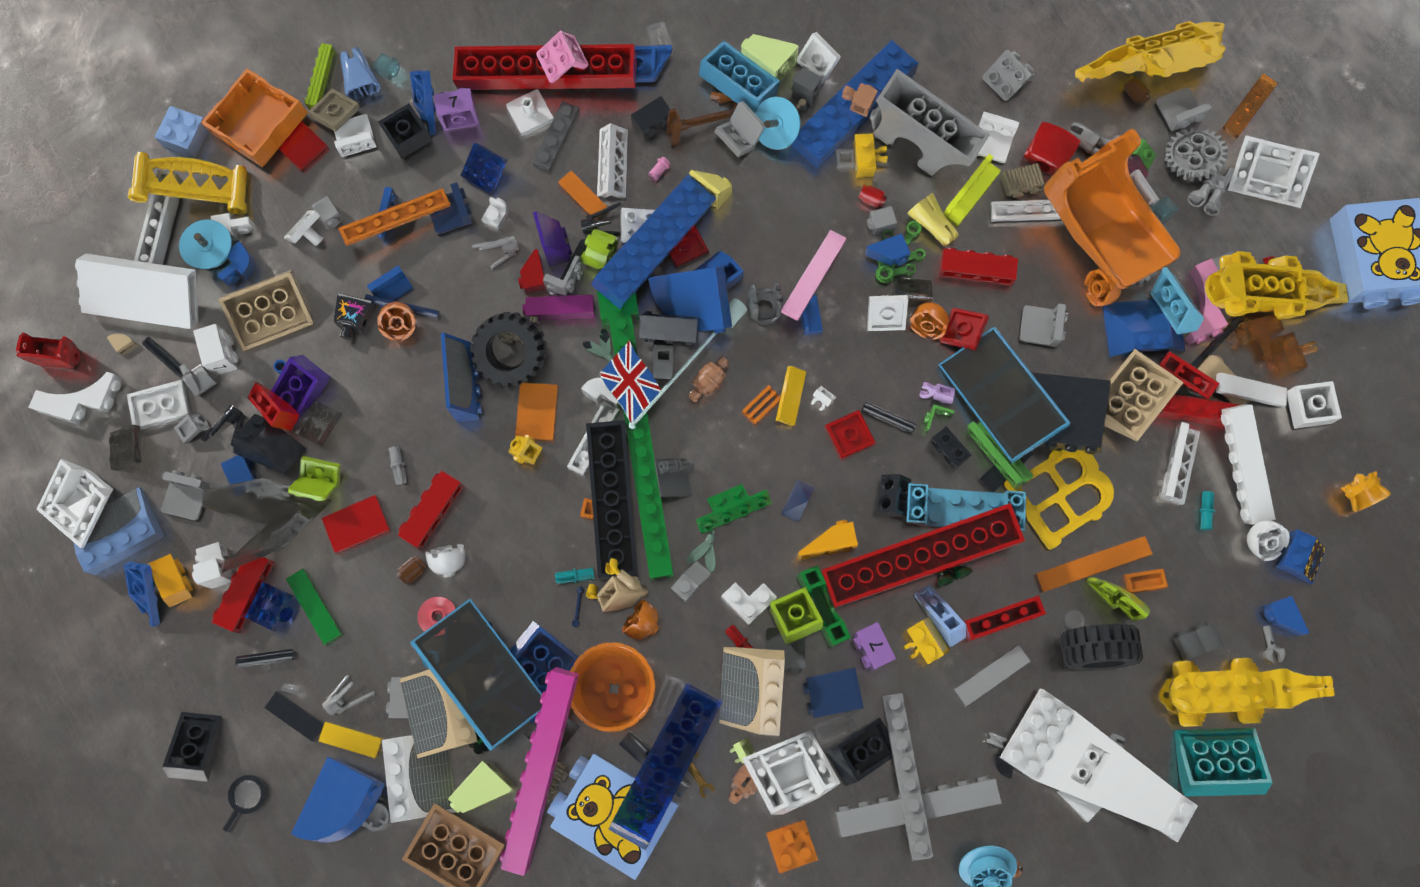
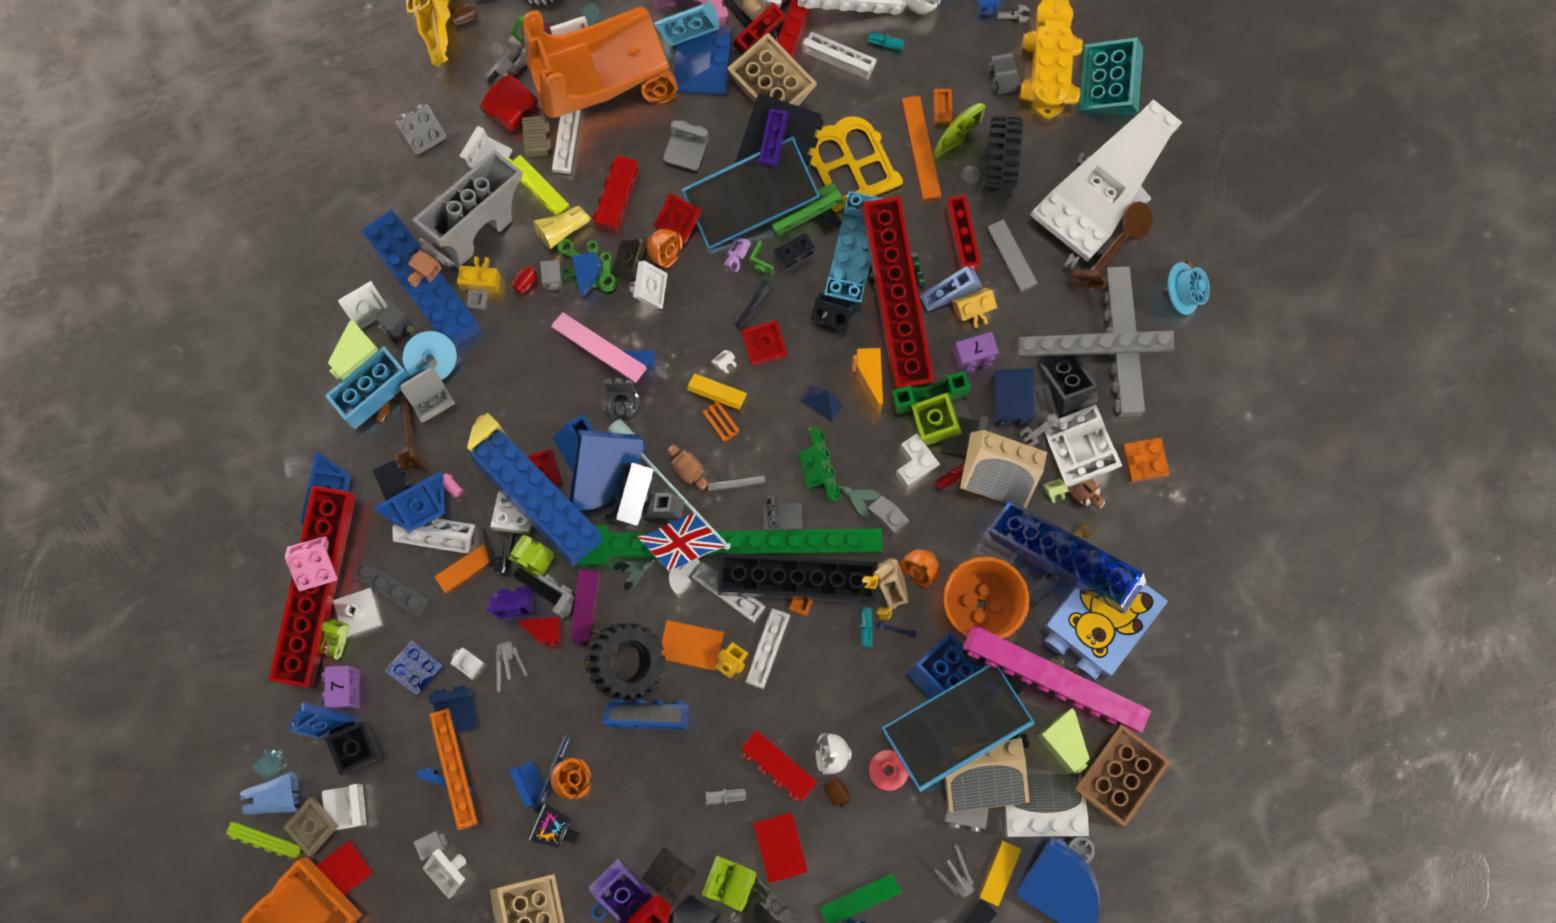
camera: 85 degrees left, 0 degrees up
(502, 95) = (334, 638): none -> lime leg
(543, 484) = (767, 648): none -> white tile
(632, 139) = (416, 505): none -> blue wing
(701, 429) = (736, 483): none -> light grey bar
(815, 739) = (1053, 420): none -> light grey hinge
(1054, 806) = (1136, 224): none -> reddish brown piece
(1064, 403) = (773, 137): none -> dark purple tile

